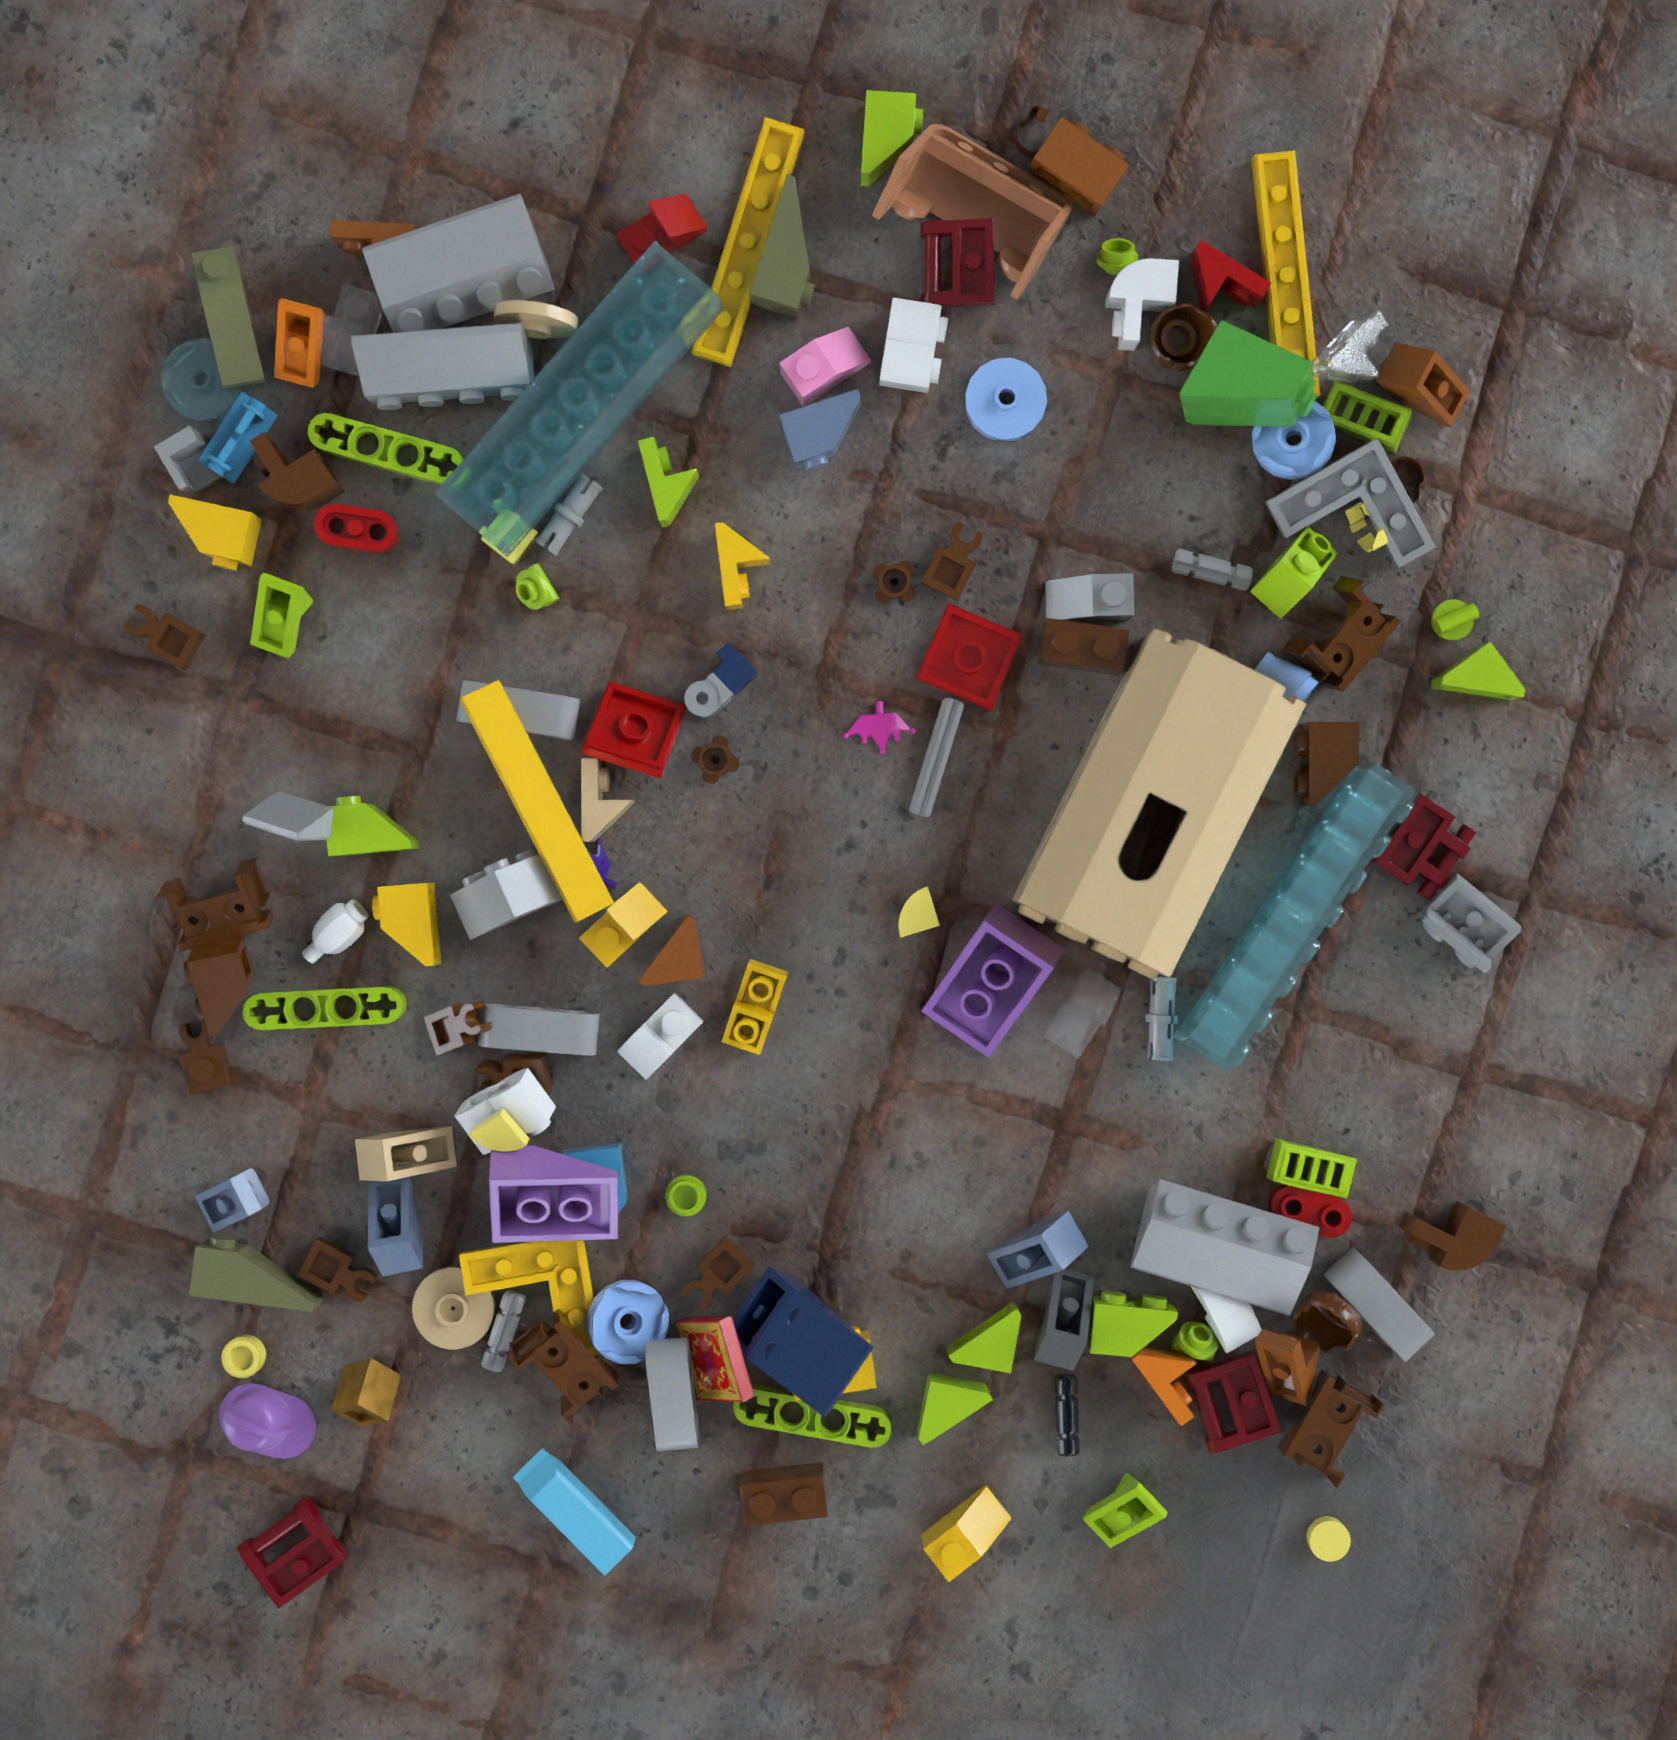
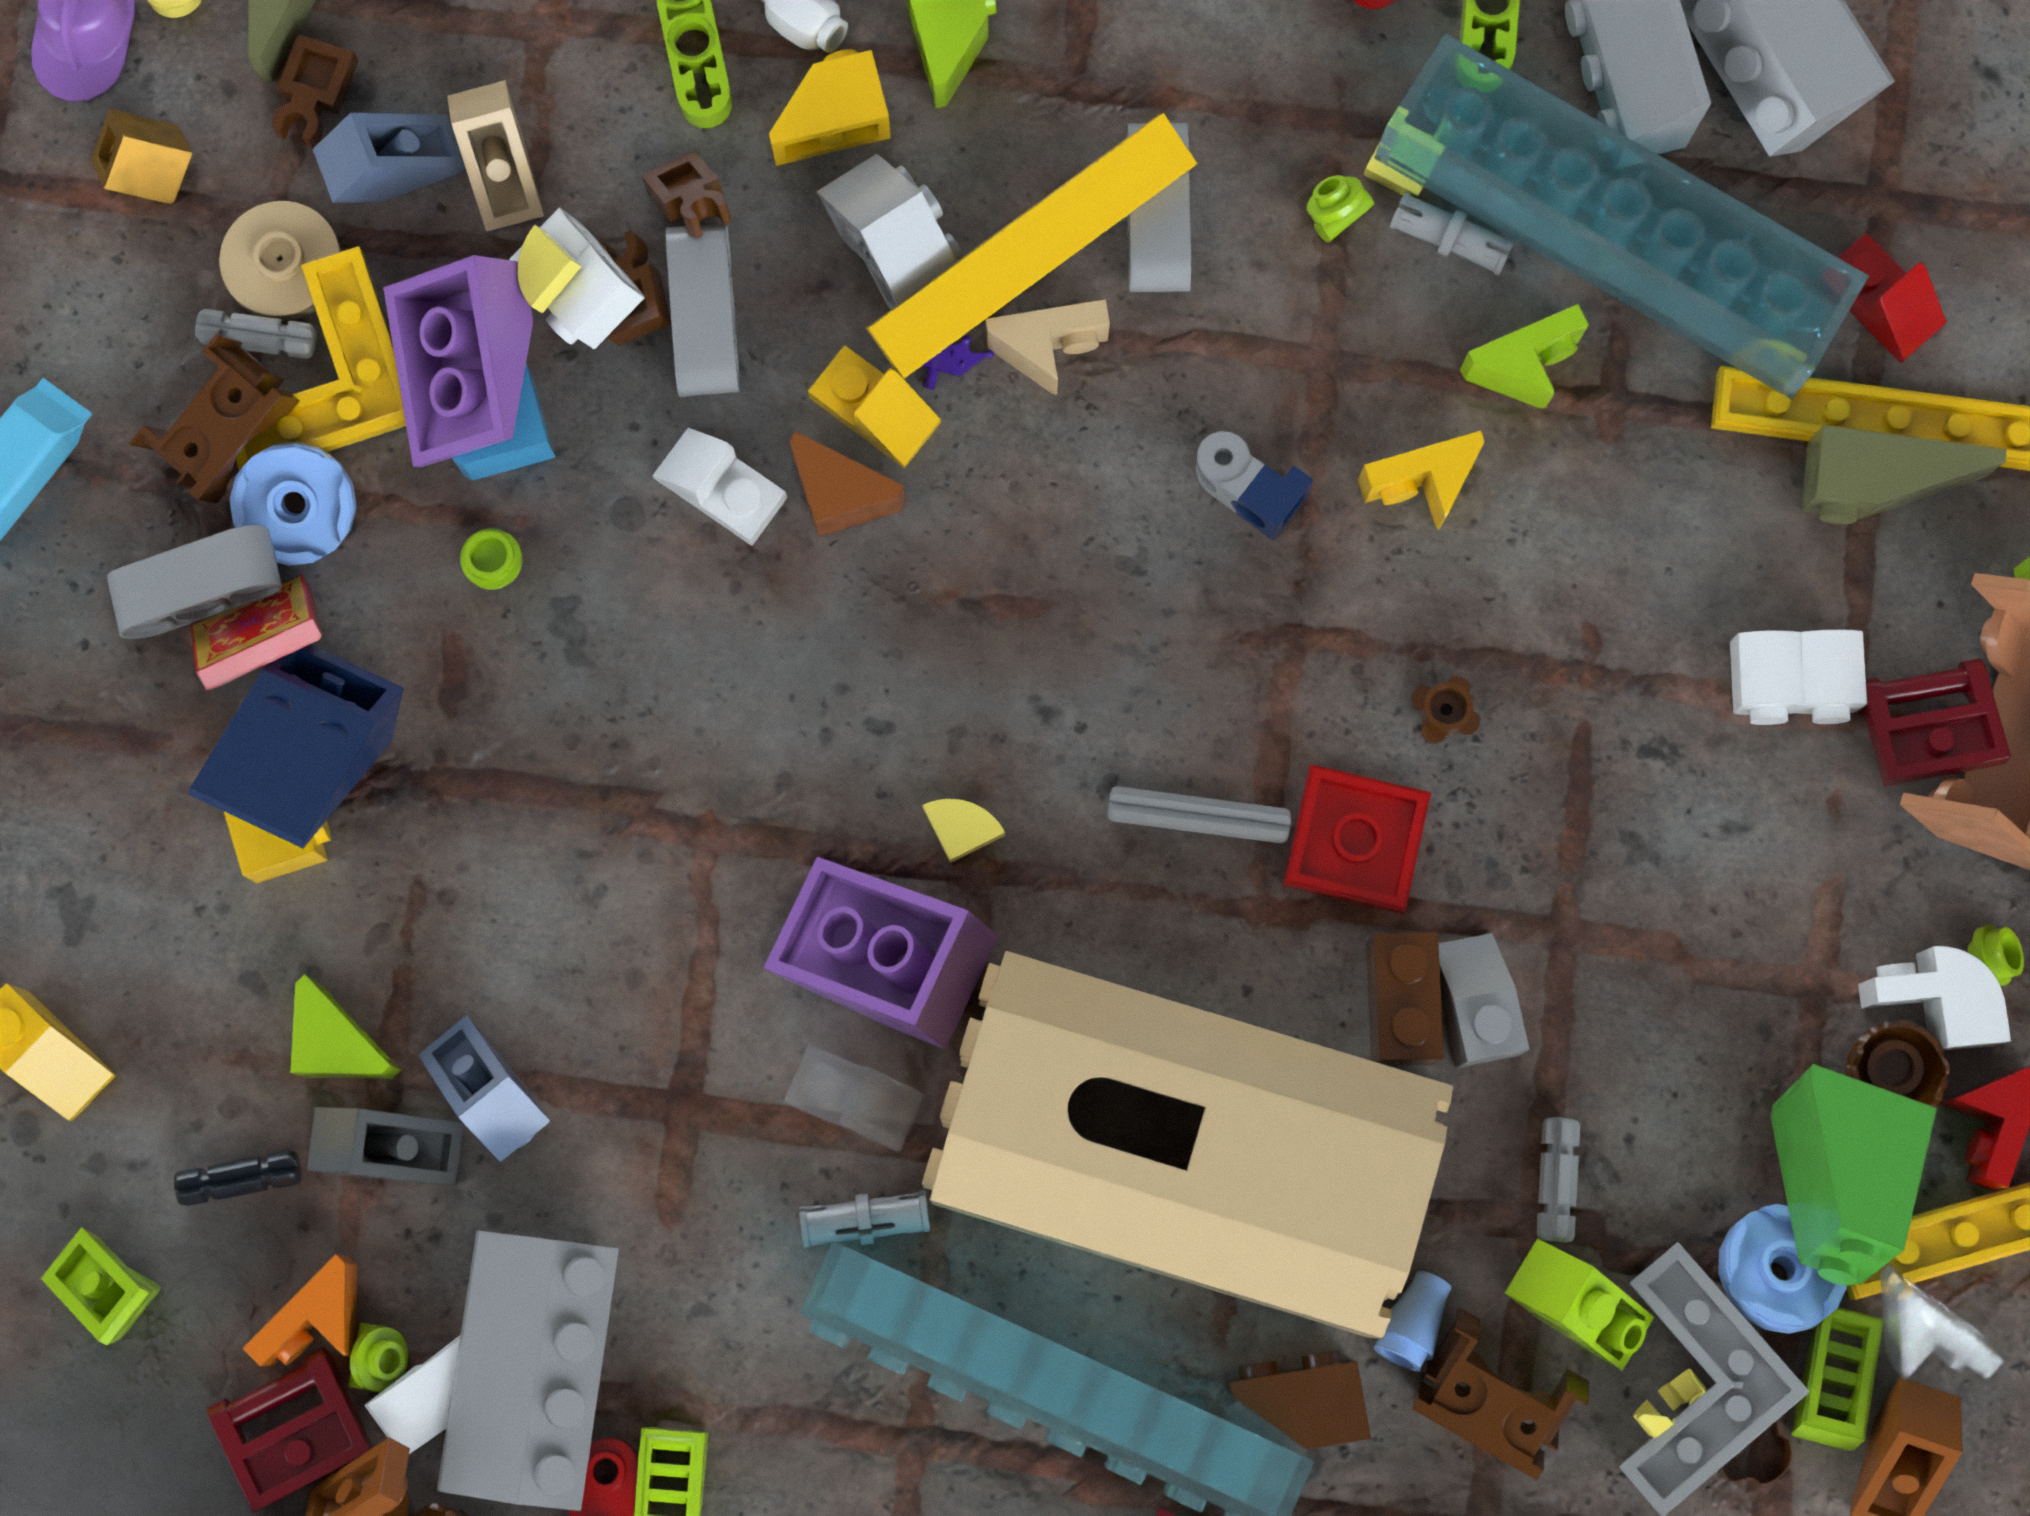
camera: 80 degrees right, 10 degrees down
(537, 318) = (1722, 135): tan piece -> none
(634, 729) = (1160, 370): red tile -> none
(721, 1269) = (387, 627): reddish brown plate -> none
(726, 762) = (1137, 479): reddish brown plate -> none
(754, 1006) = (784, 612): yellow slope -> none
(783, 1494) = (64, 770): reddish brown brick -> none
(811, 1422) = (174, 798): lime beam -> none
(818, 429) = (1648, 562): sand blue slope -> none
(823, 364) = (1743, 553): bright pink slope -> none
(879, 727) = (1228, 725): dark pink piece -> none
(948, 1402) = (234, 989): lime slope -> none
(951, 568) = (1481, 787): reddish brown plate -> none
(1000, 420) = (1723, 847): light blue plate -> none
(1126, 1325) = (387, 1240): lime slope -> none

